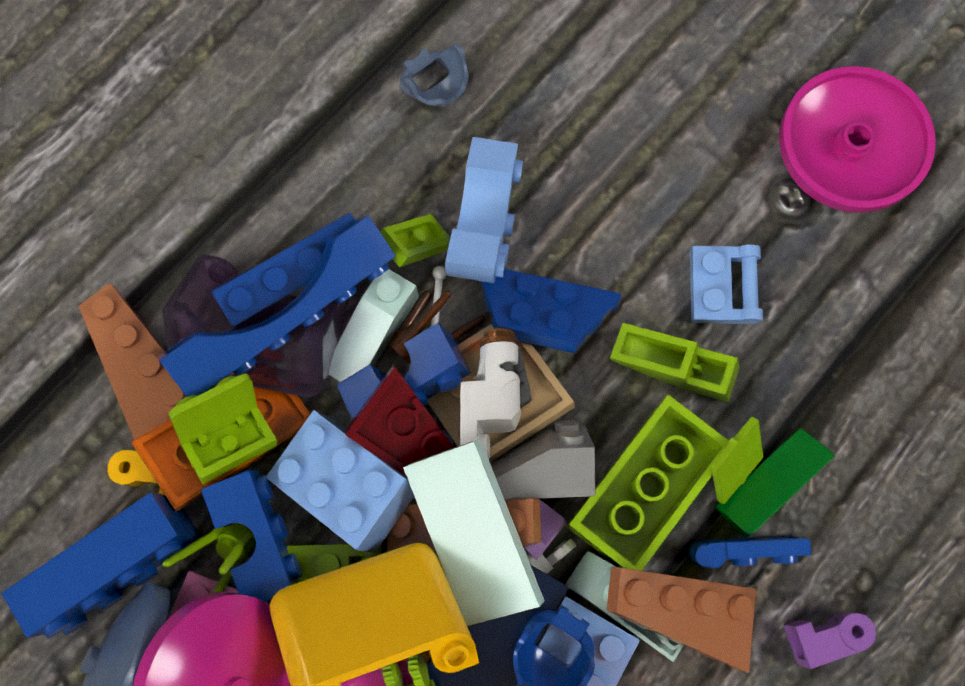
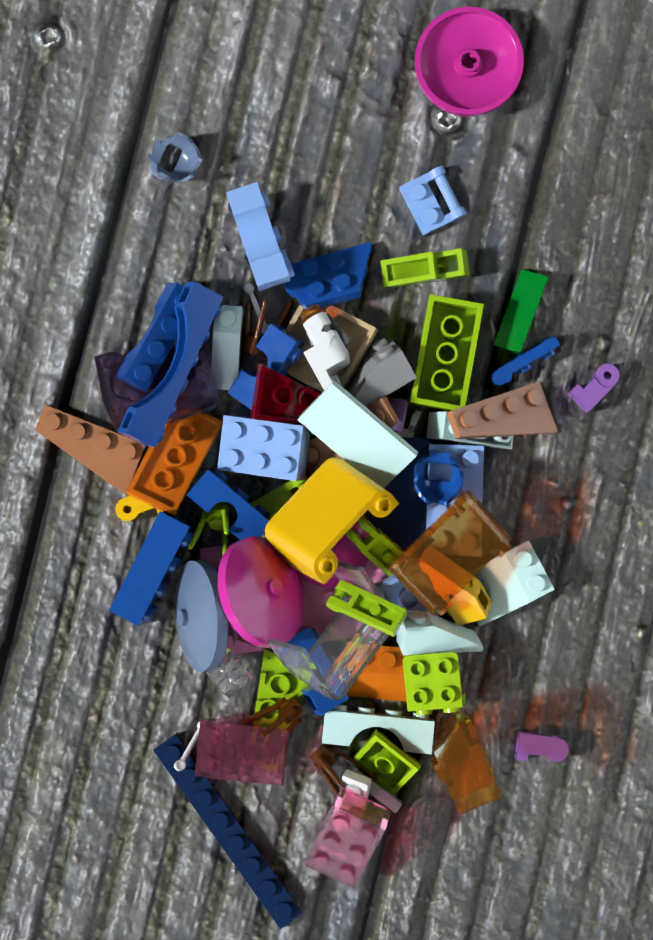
camera: 25 degrees left, 10 degrees up
(221, 427) = (178, 454): lime bracket -> none
(416, 239) = (225, 275): lime plate -> none
(737, 460) = (491, 311): lime piece -> none

